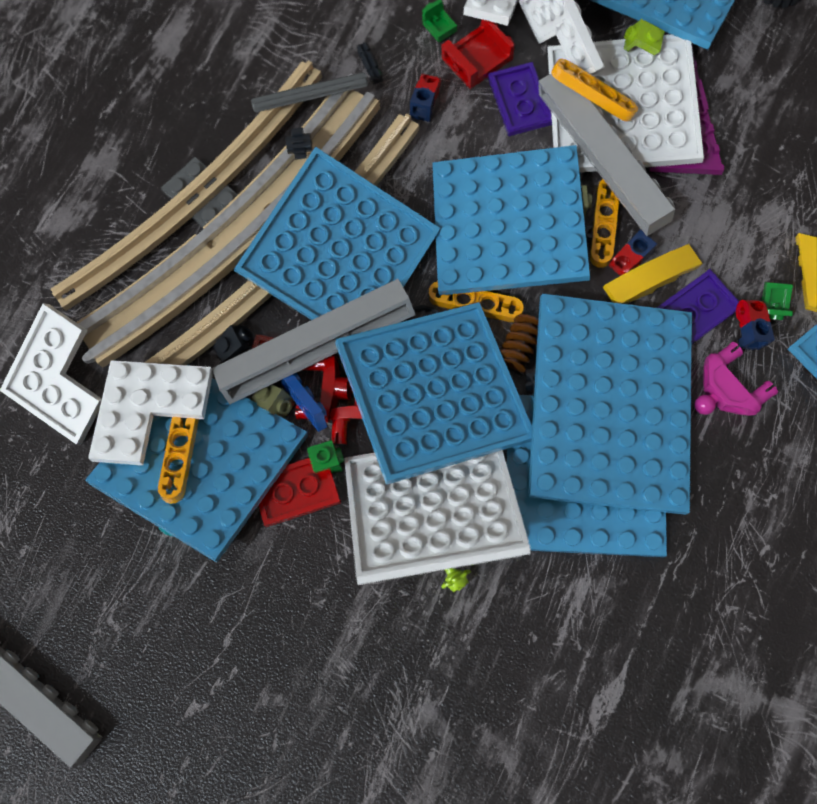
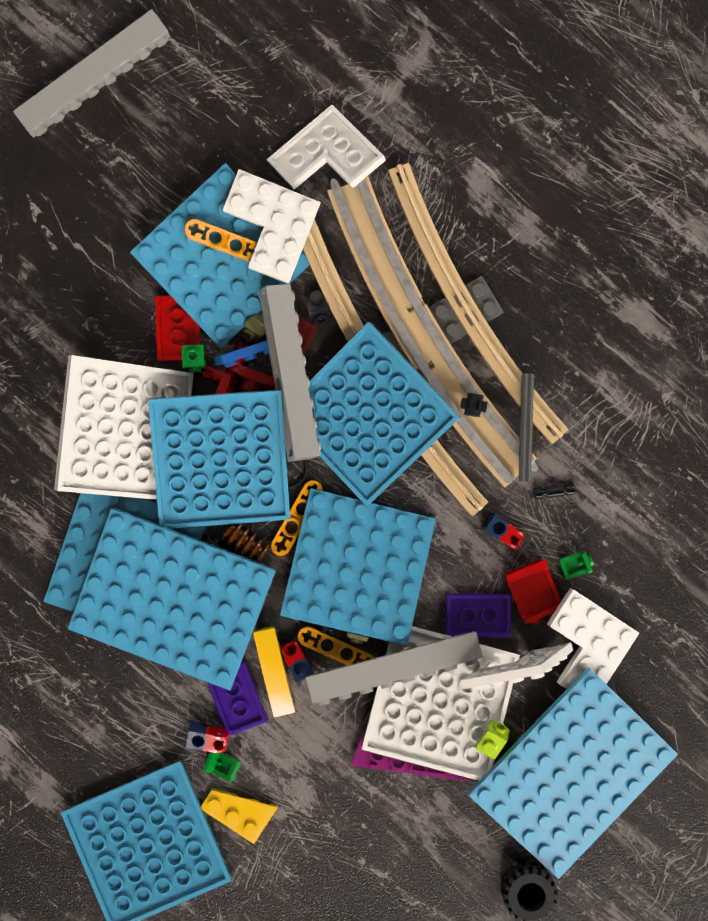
camera: 95 degrees right, 15 degrees up
(594, 90) = (433, 697): light orange beam -> none
(725, 389) = (160, 695): dark pink connector -> none

